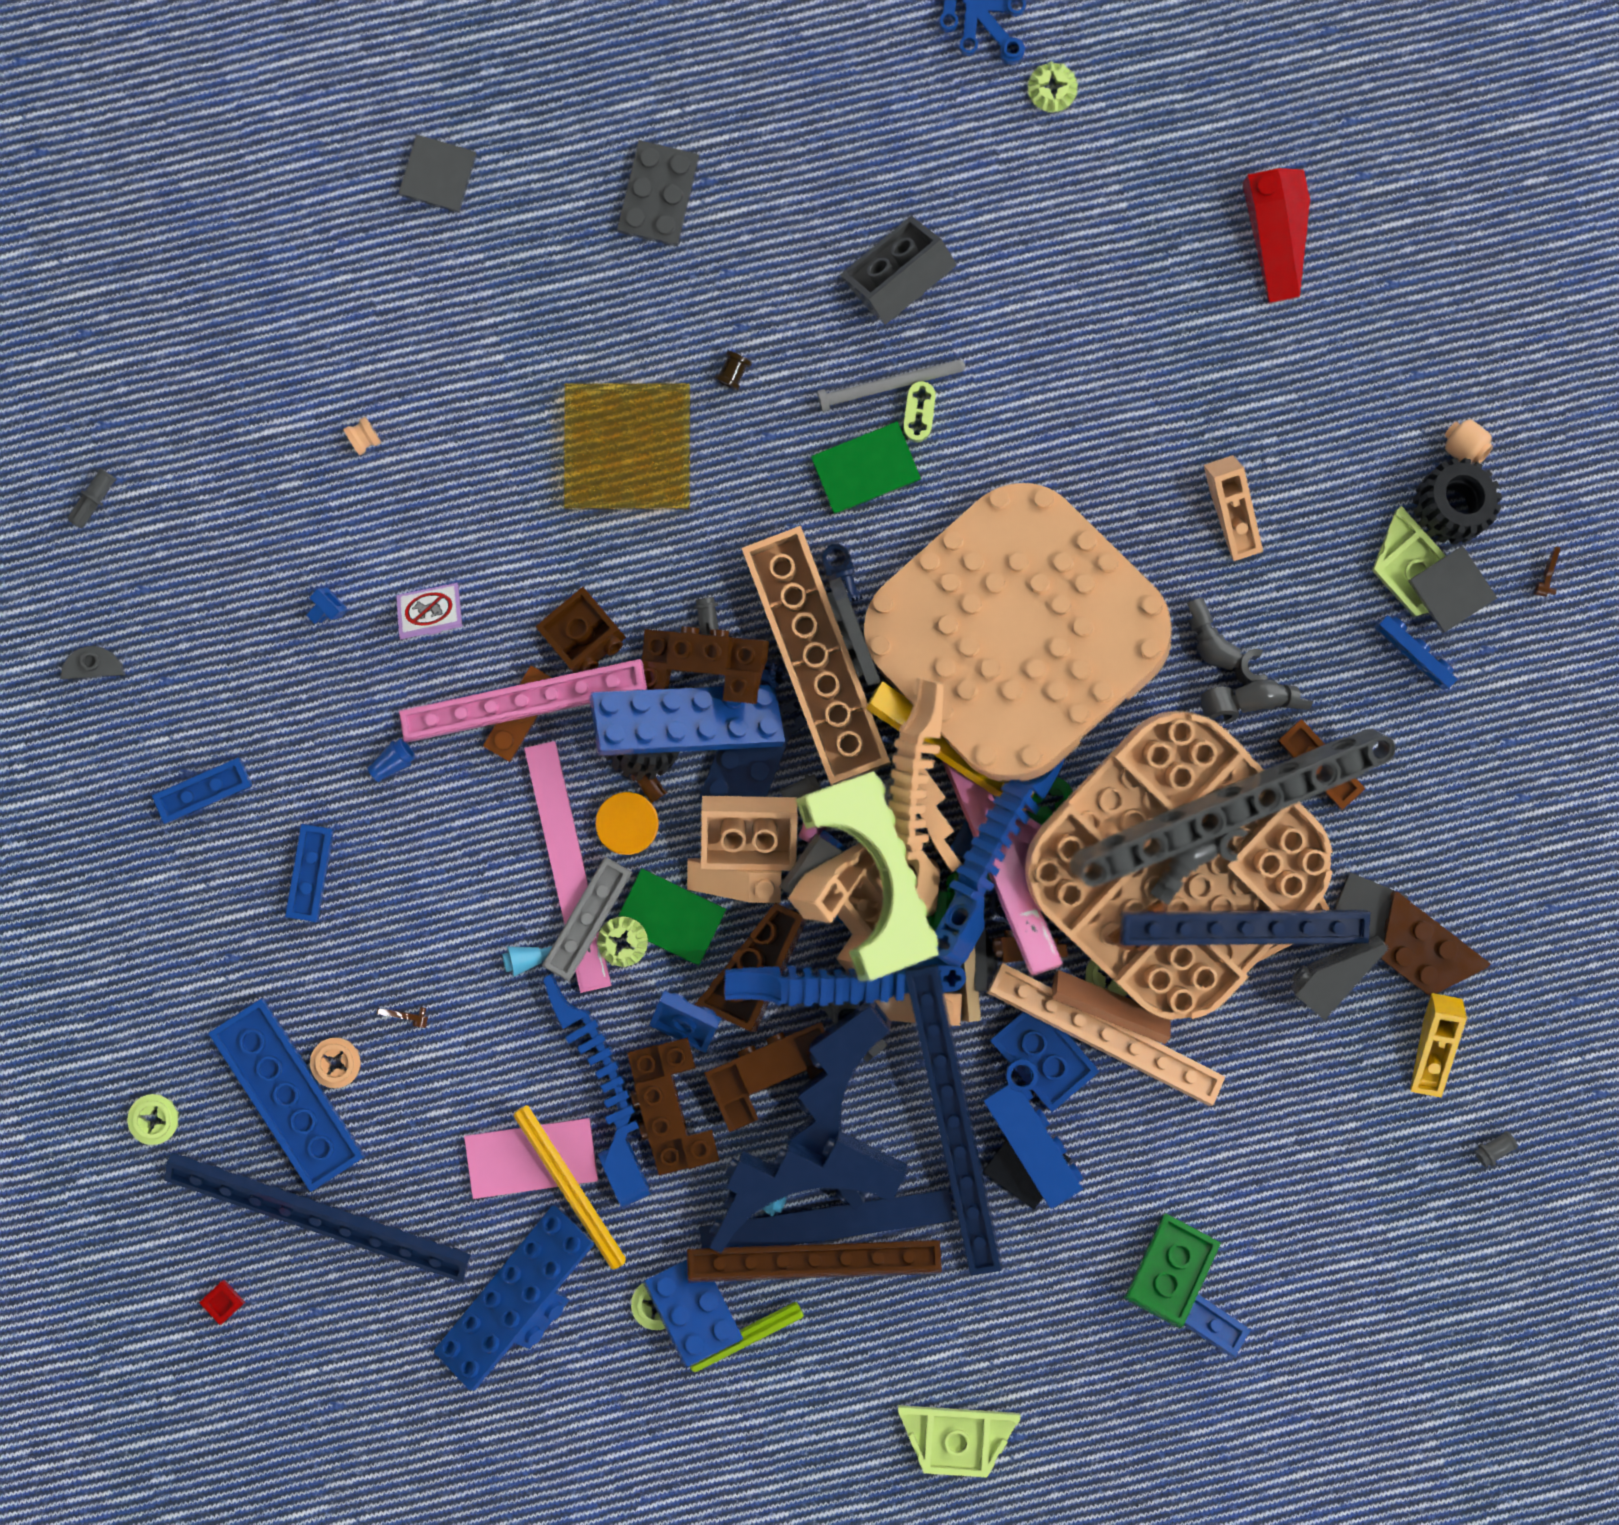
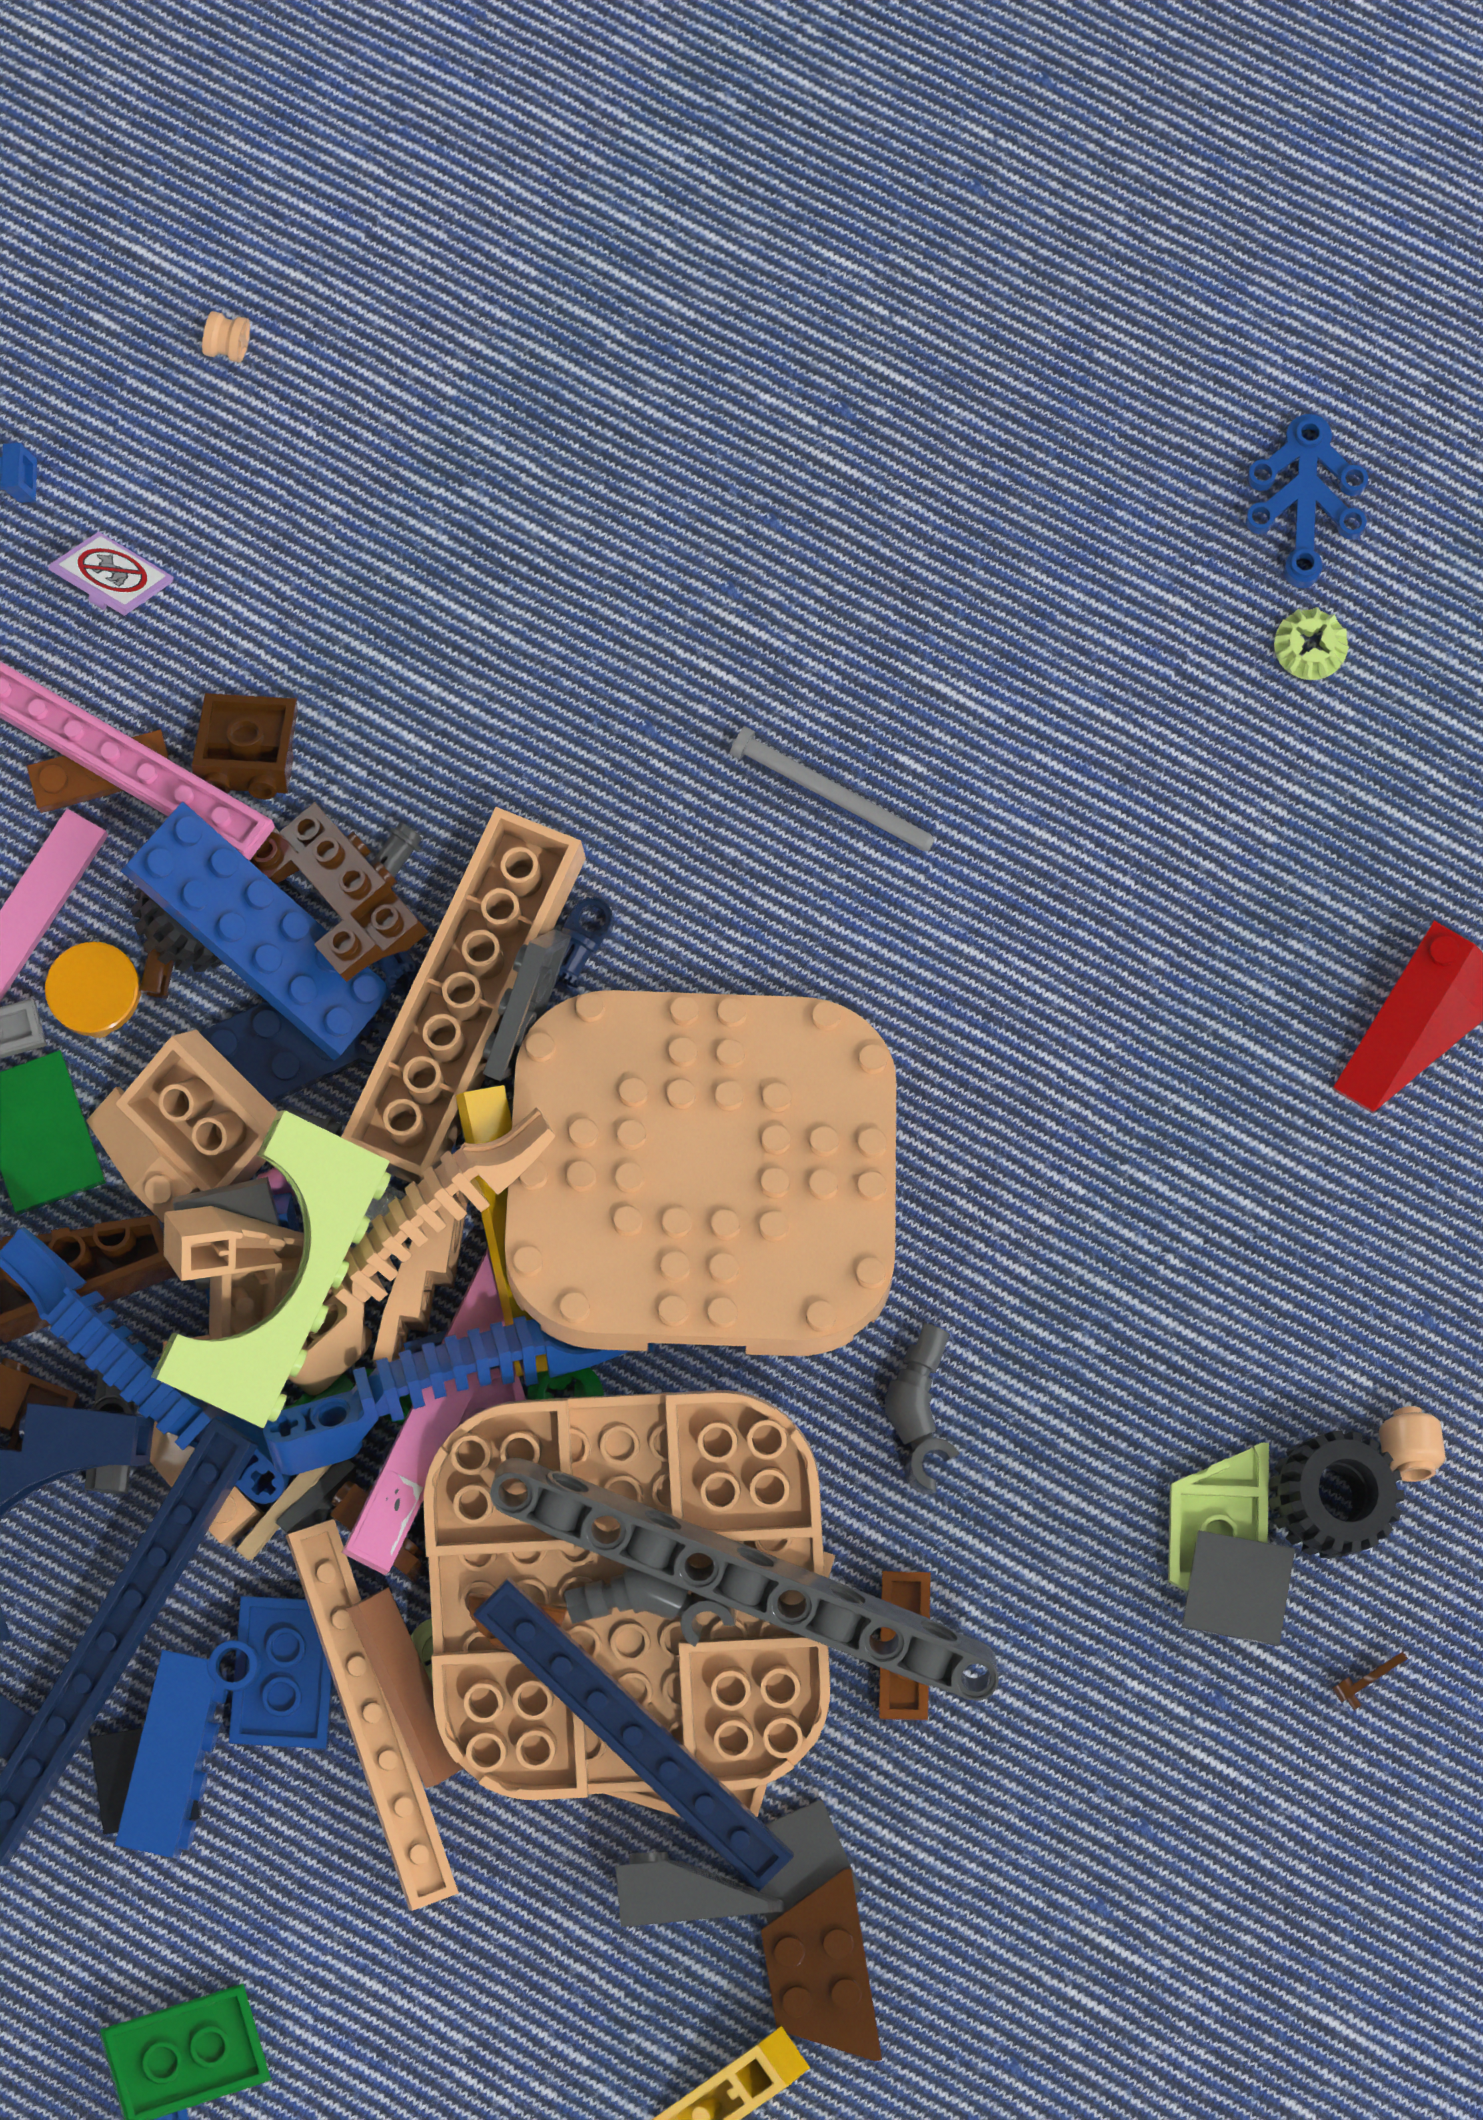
camera: 45 degrees right, 10 degrees down
(437, 173) = (571, 150): dark grey tile -> none
(627, 446) = (487, 599): clear yellow plate -> none
(658, 193) = (779, 374): dark grey plate -> none
(732, 370) = (676, 622): dark brown bush -> none
(866, 468) = (718, 855): green tile -> none
(899, 269) = (956, 681): dark grey slope -> none
(911, 411) = (841, 857): yellowish green beam -> none
(1234, 507) = (1078, 1270): light nougat slope -> none
(1251, 697) = (896, 1493): dark grey piece -> none
(1416, 651) = (1133, 1621): blue plate -> none

